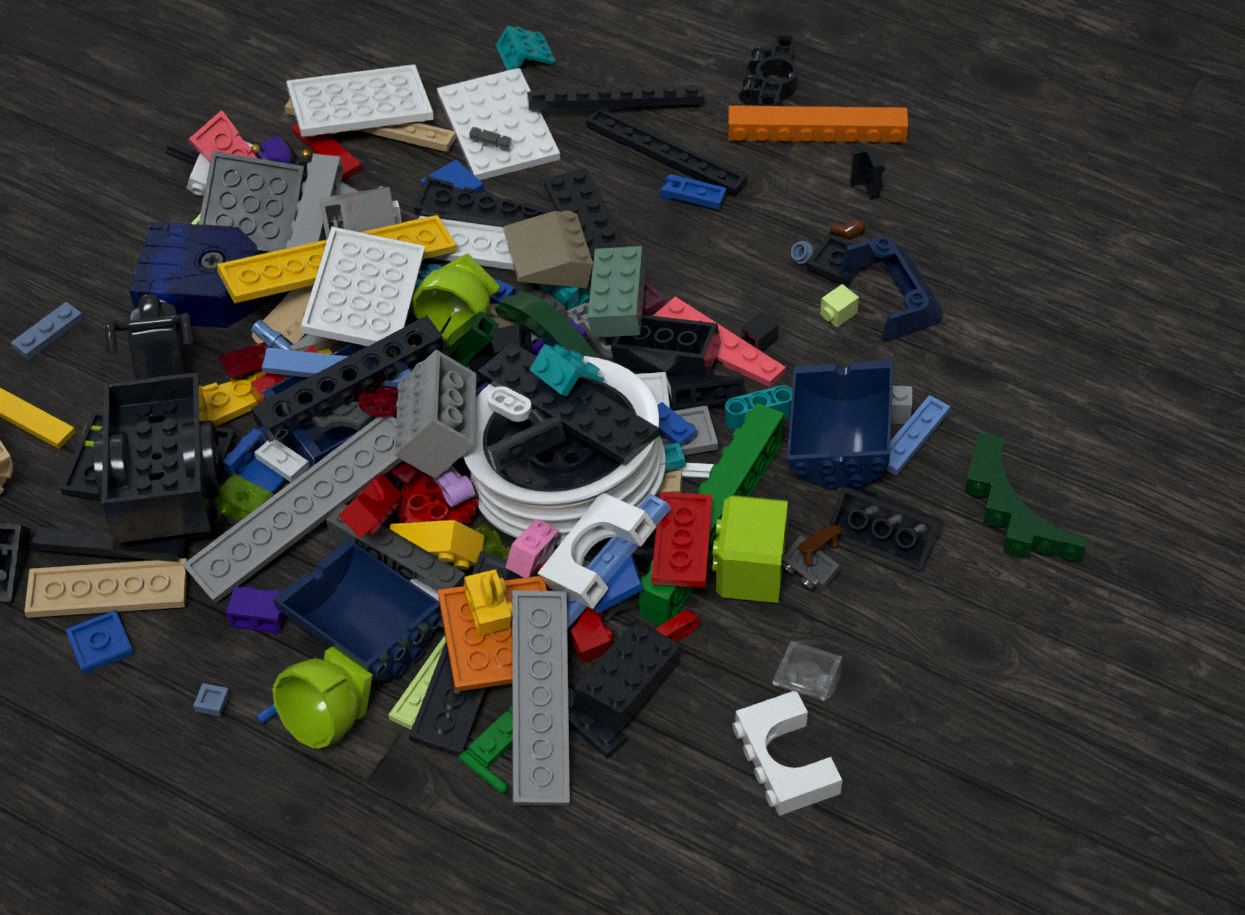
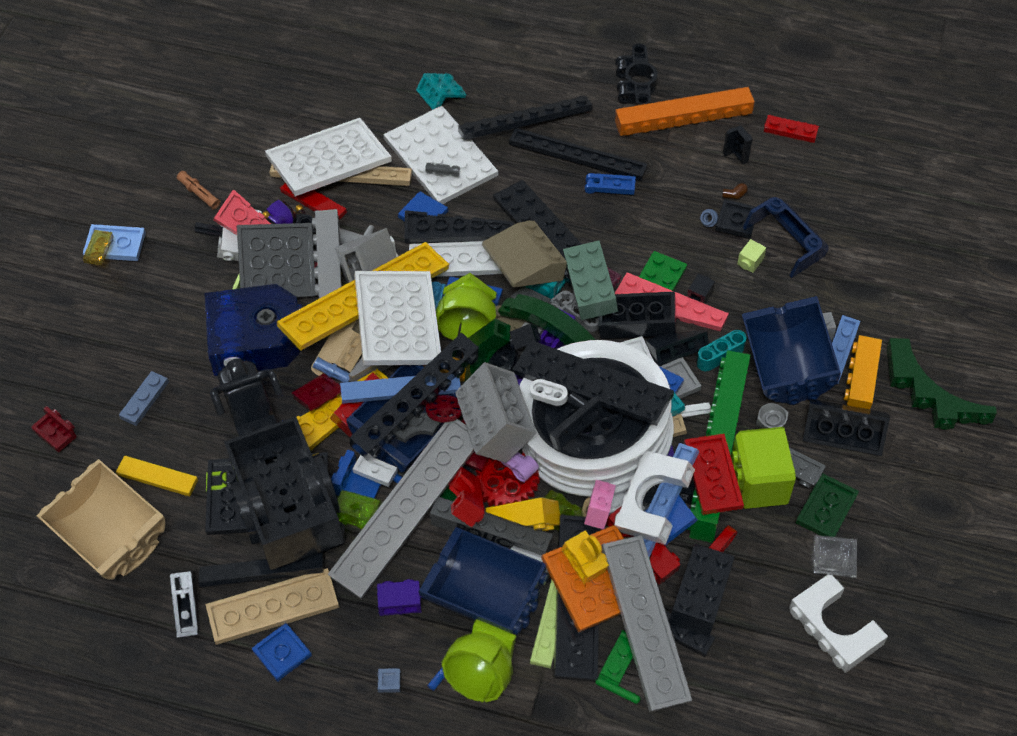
camera: 15 degrees left, 5 degrees up
(53, 153) = (98, 247): none -> clear yellow plate
(77, 153) = (125, 243): none -> light blue plate
(191, 107) = (193, 185): none -> nougat pin
(562, 368) = (582, 356): teal bracket -> none
(723, 303) = (663, 270): none -> green plate
(798, 494) = (771, 416): none -> light grey hat
(818, 539) = (804, 449): reddish brown piece -> none
(826, 615) = (827, 506): none -> dark green plate
(932, 467) = (864, 372): none -> light orange brick
(948, 168) = (791, 128): none -> red plate

